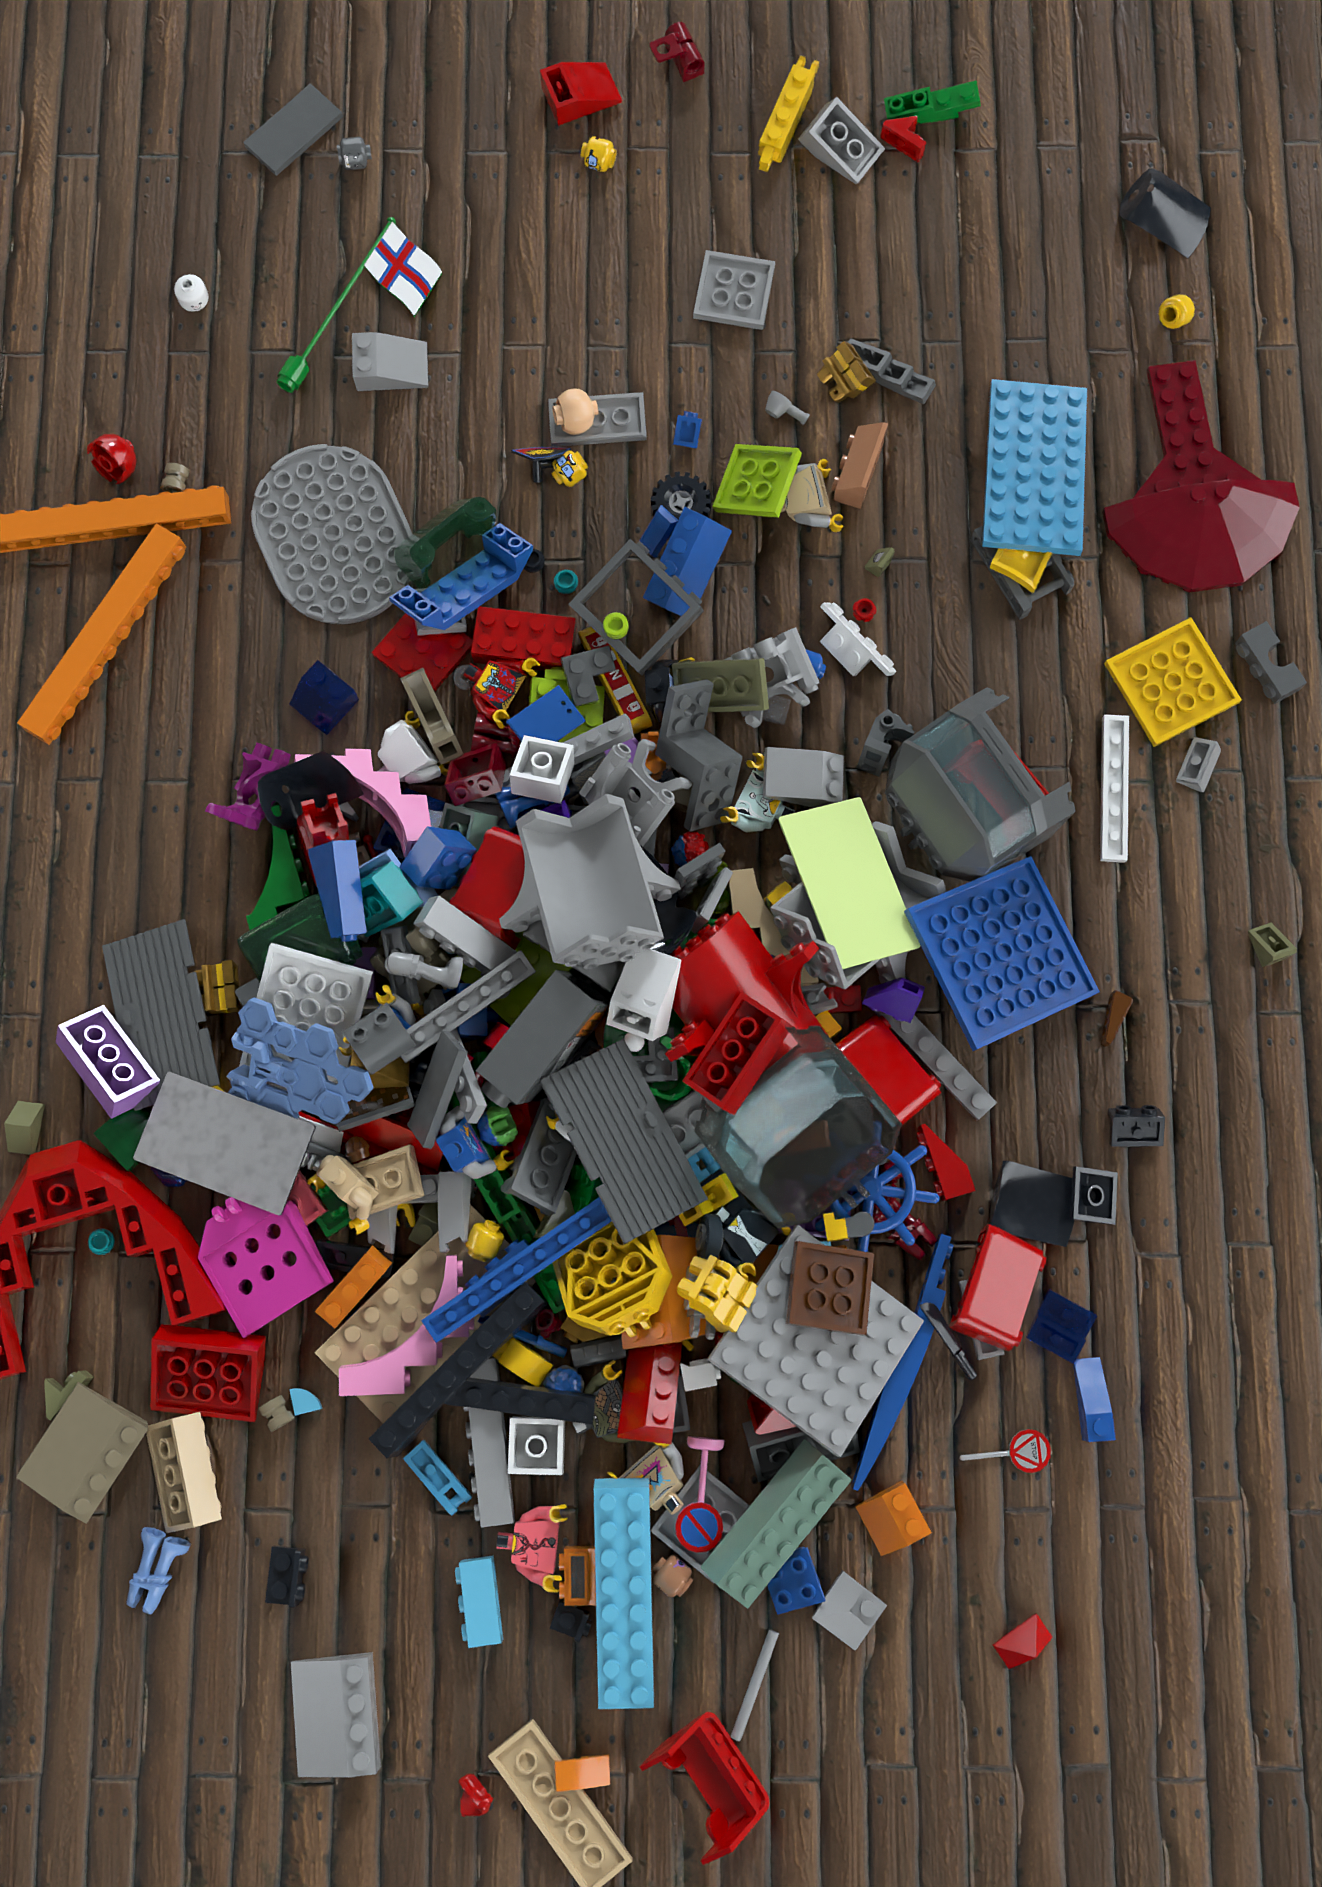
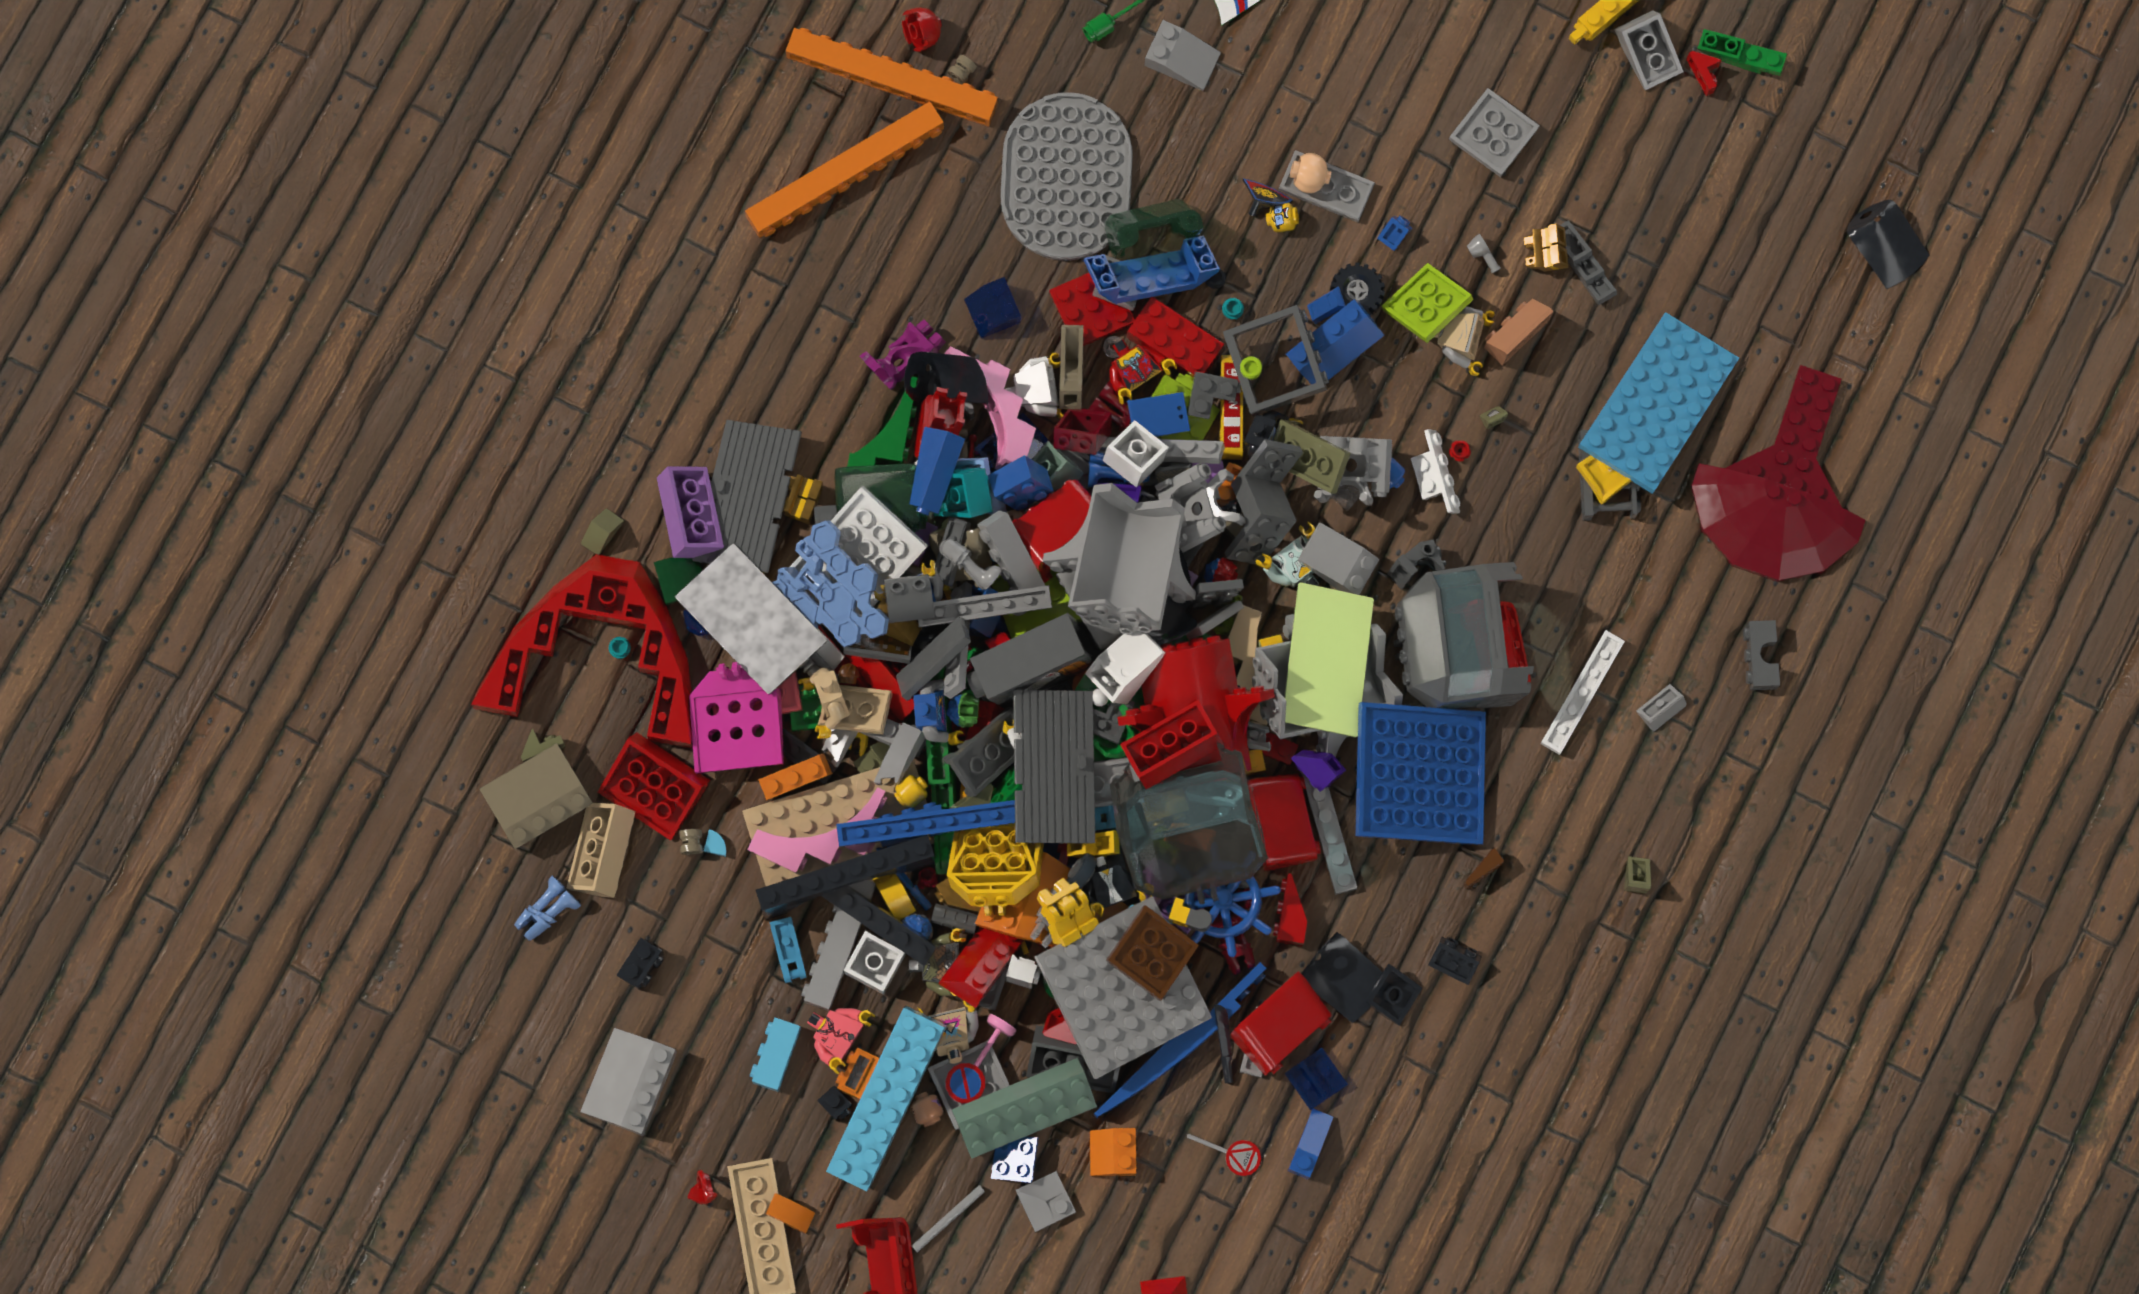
camera: 20 degrees right, 0 degrees up
(1172, 682) = (1676, 631): yellow plate -> none
(1176, 311) = (1847, 330): yellow head -> none

